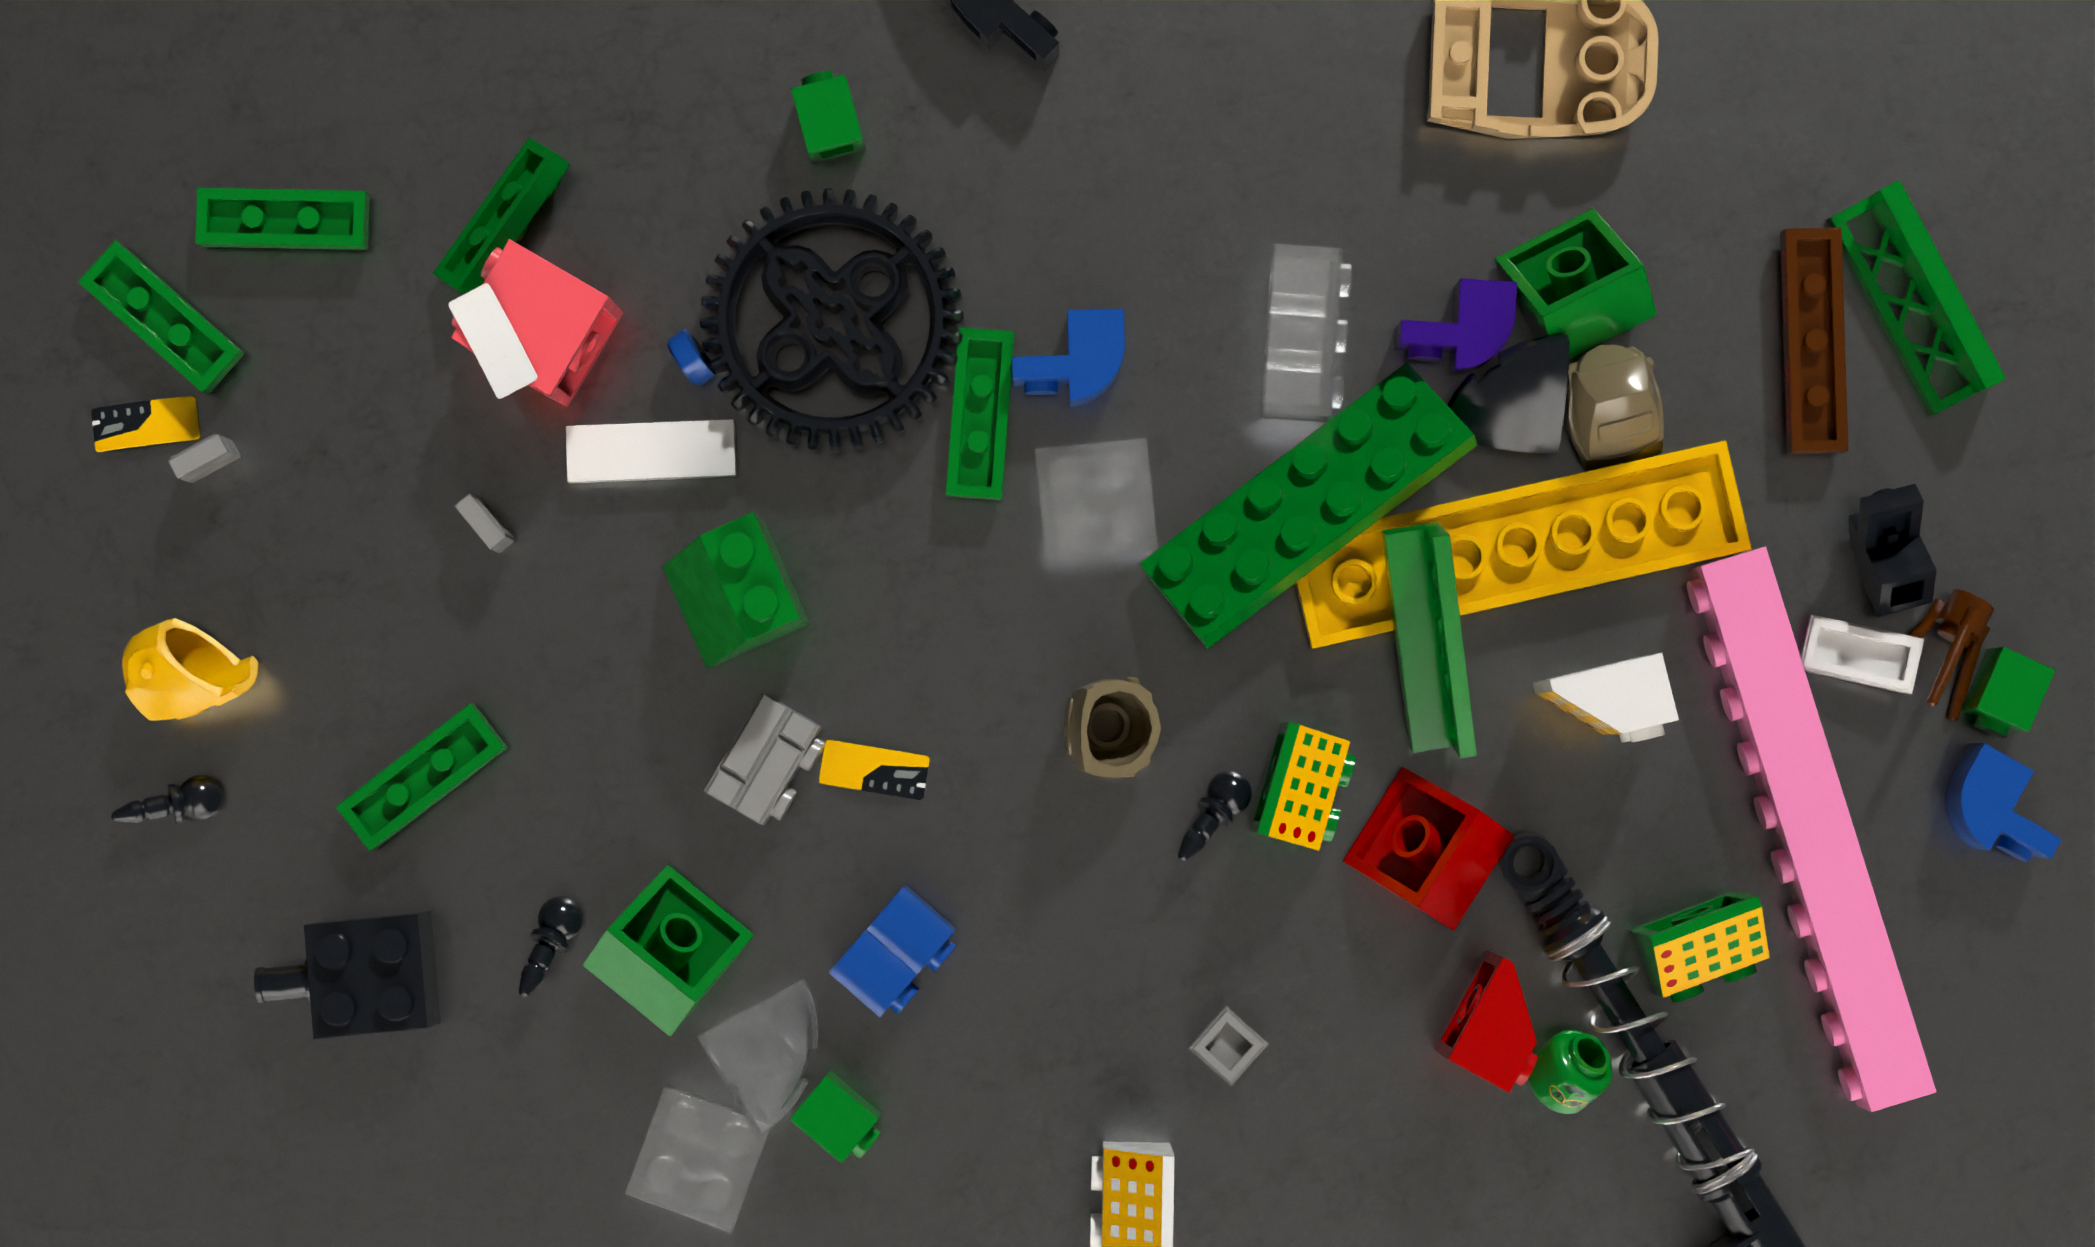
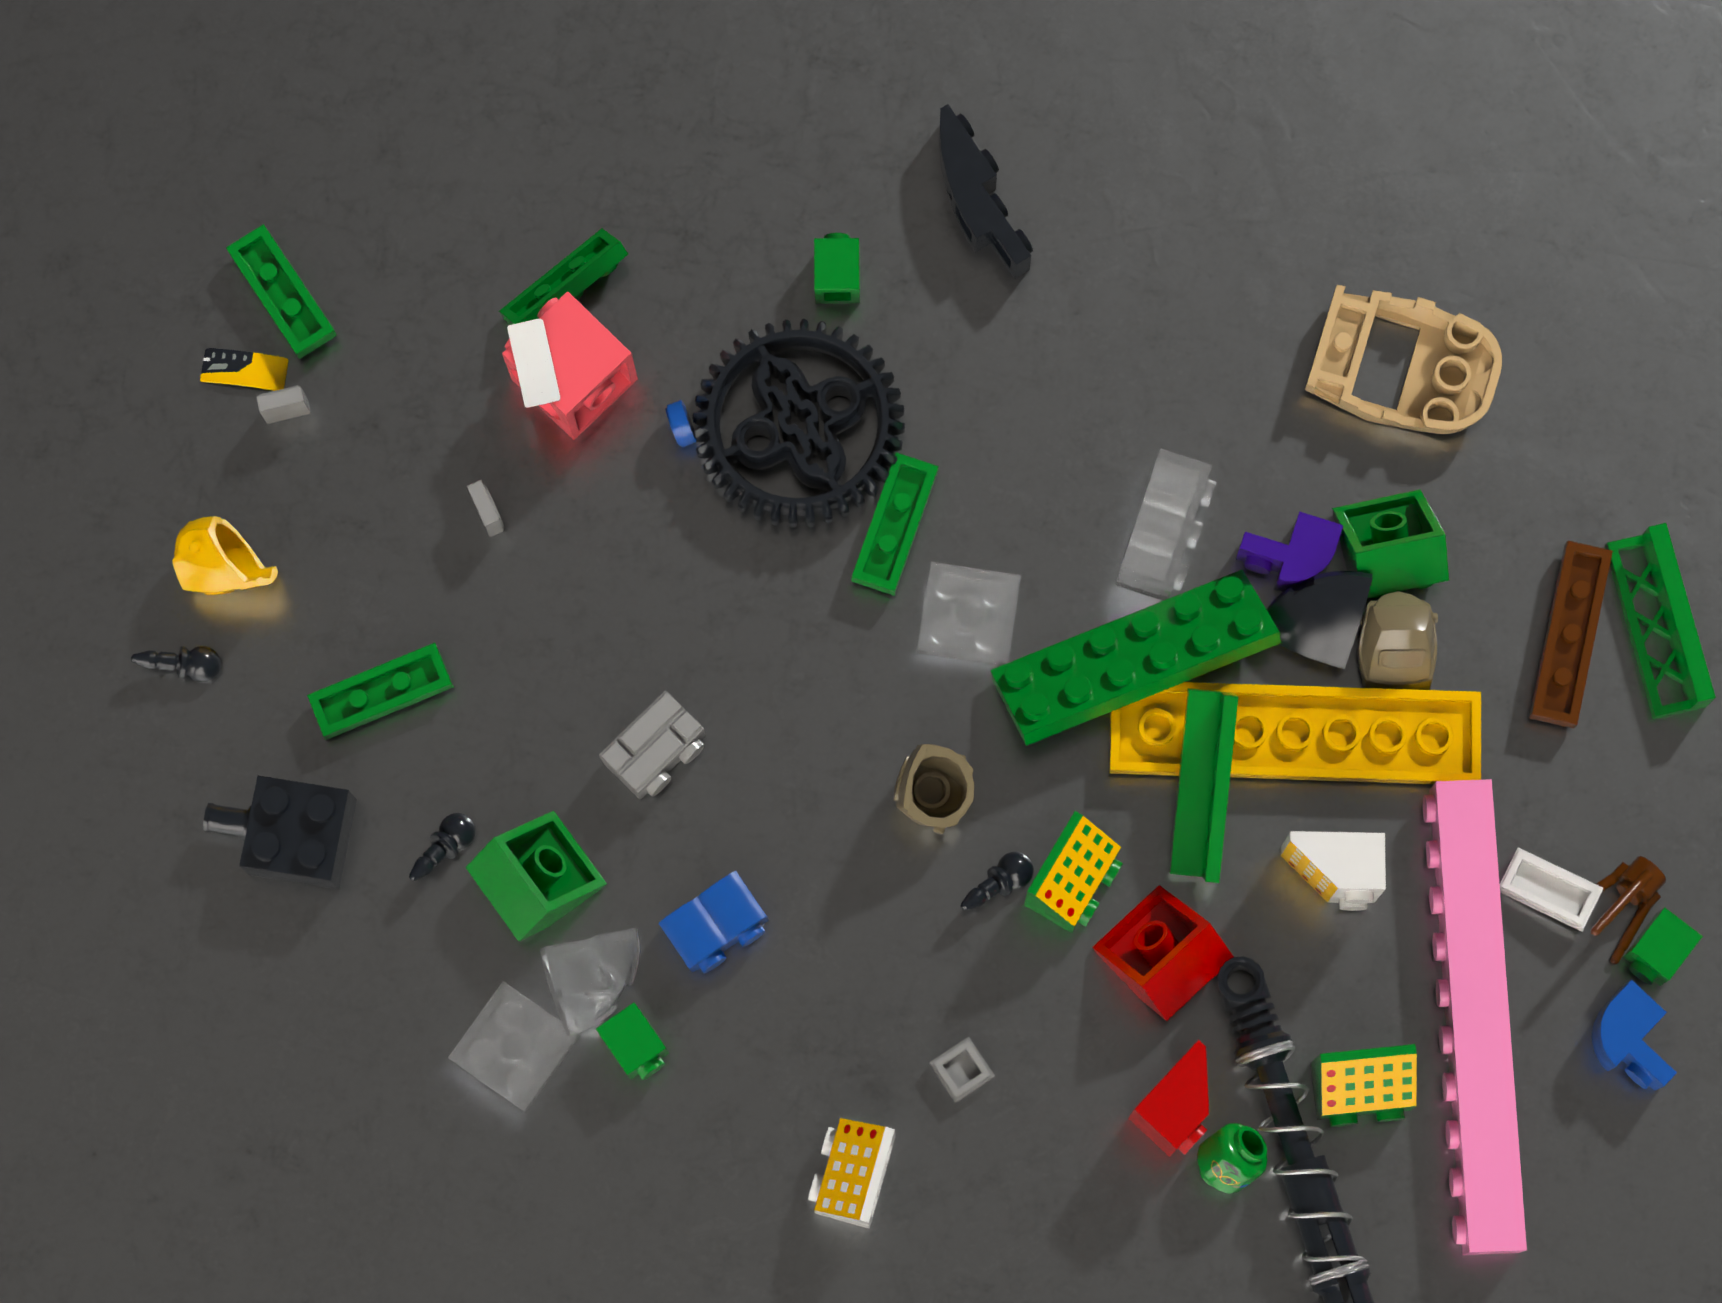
camera: 15 degrees right, 10 degrees down
(282, 218) = (395, 241): green plate -> none
(651, 451) = (630, 488): white tile -> none
(734, 590) = (665, 606): green slope -> none
(874, 769) = (737, 779): yellow sticker -> none
(1092, 360) = (990, 507): blue brick -> none
(1890, 550) = (1593, 810): black brick -> none

